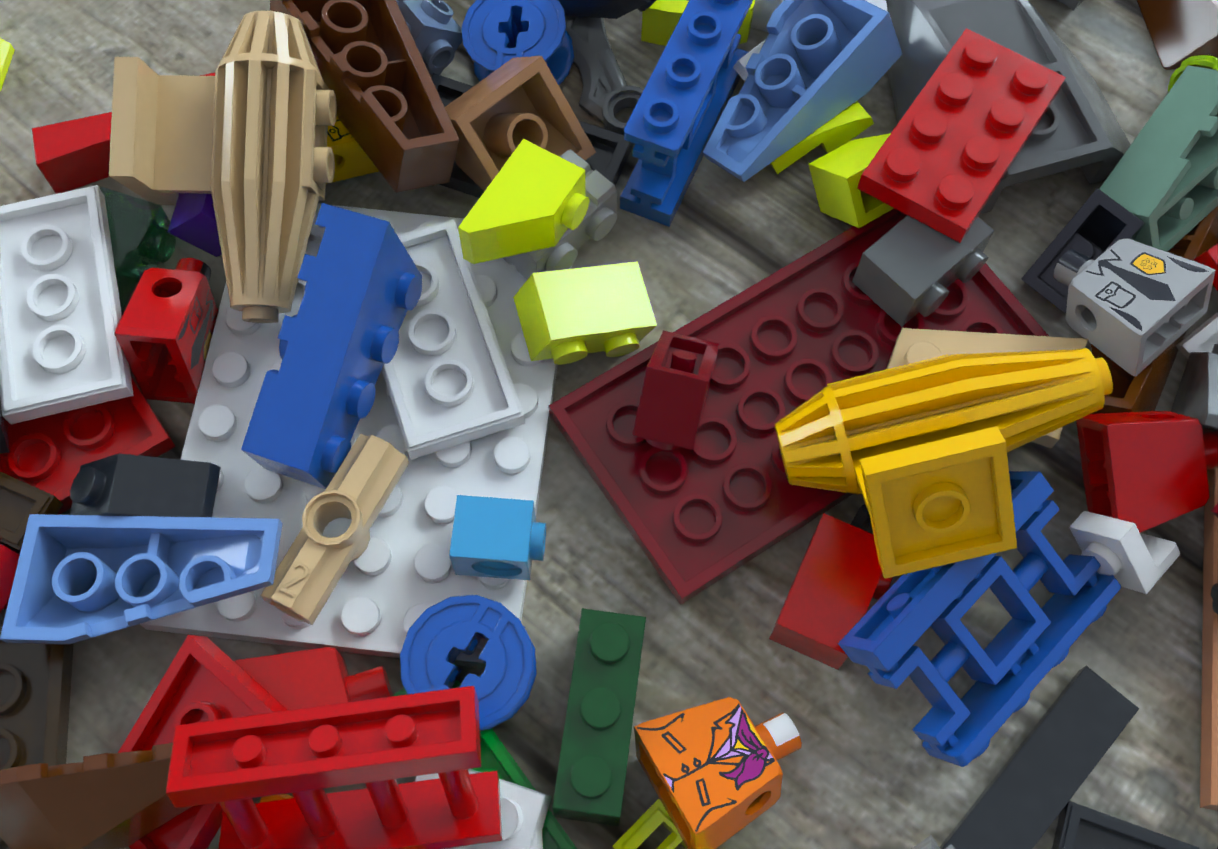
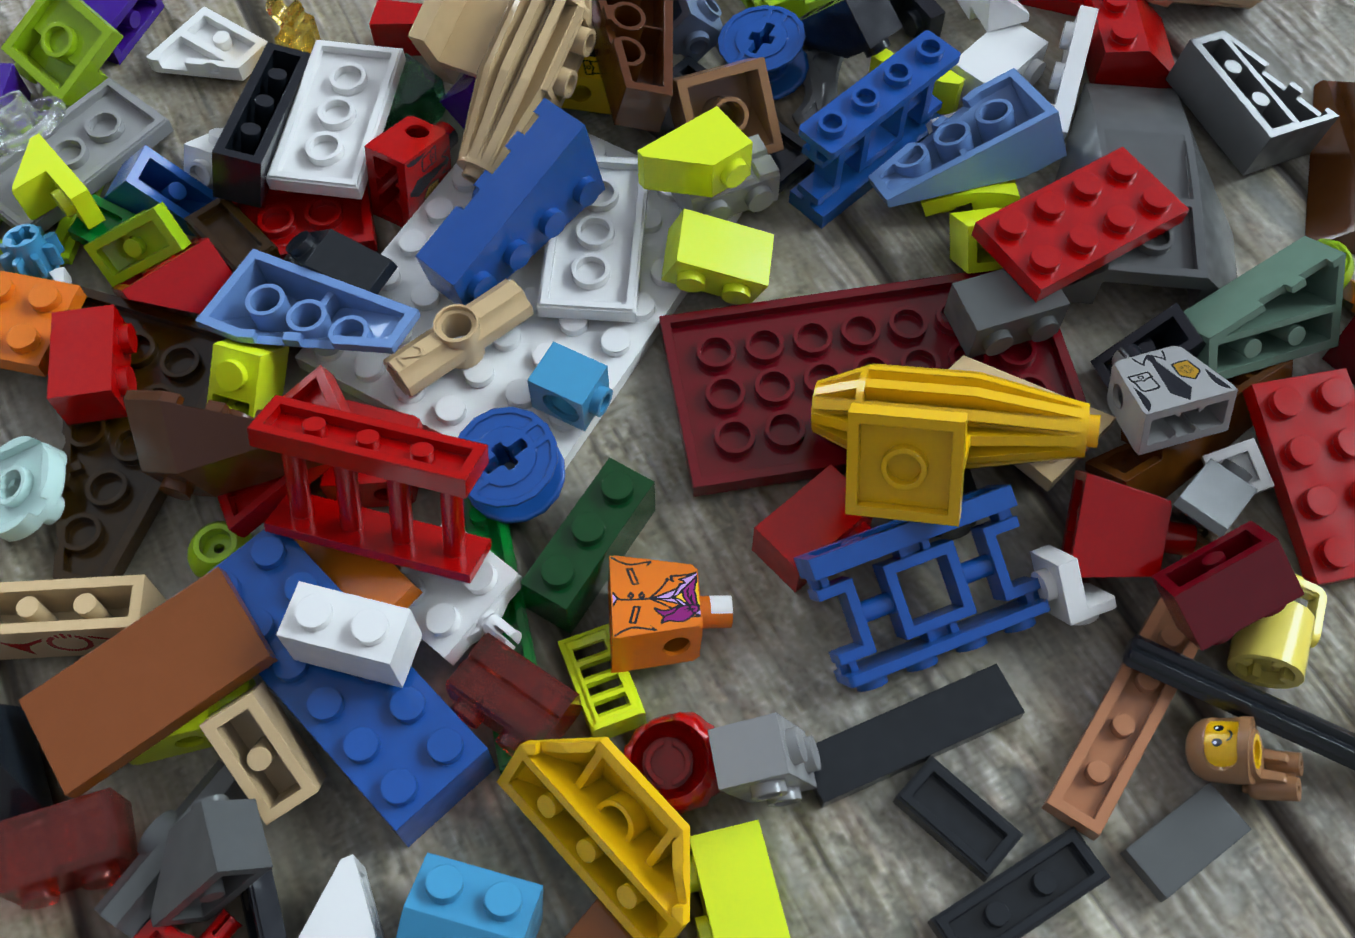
camera: 25 degrees right, 5 degrees down
(93, 692) = (247, 374): none -> neon yellow slope
(675, 391) = (756, 334): dark red slope -> none

